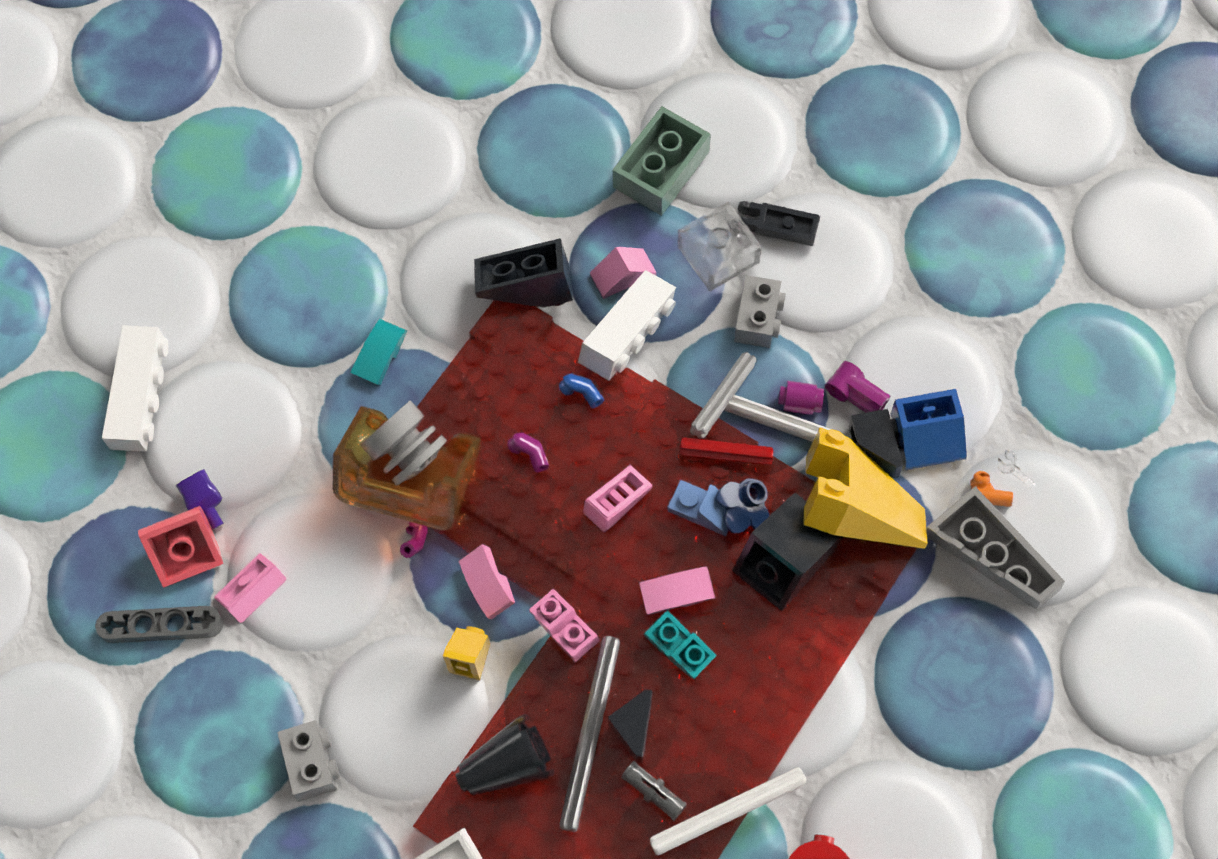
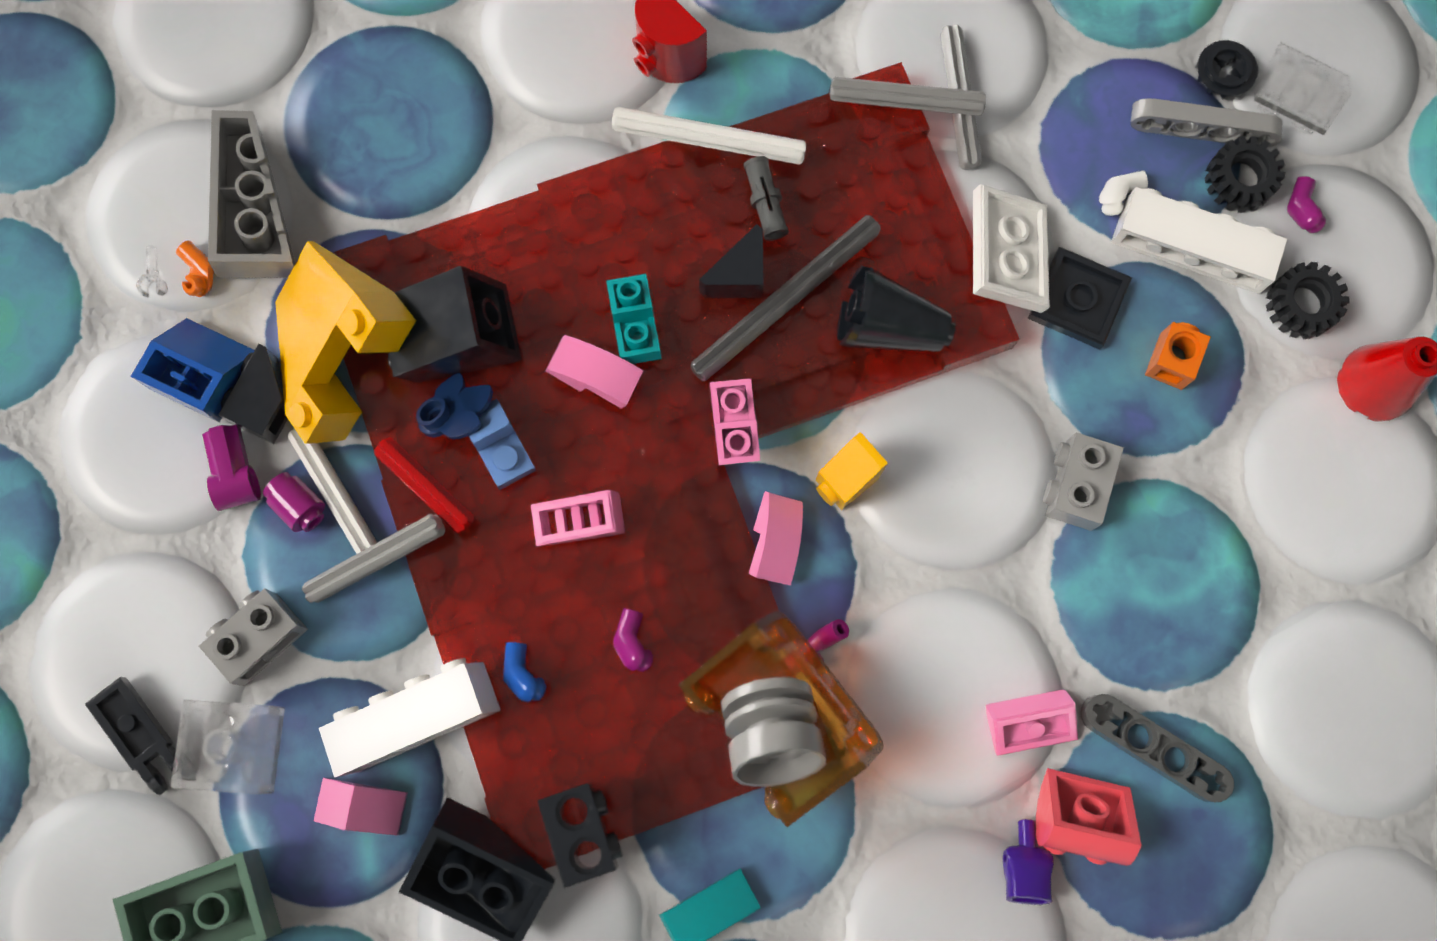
camera: 150 degrees left, 10 degrees up
(486, 323) = (567, 836): none -> black brick

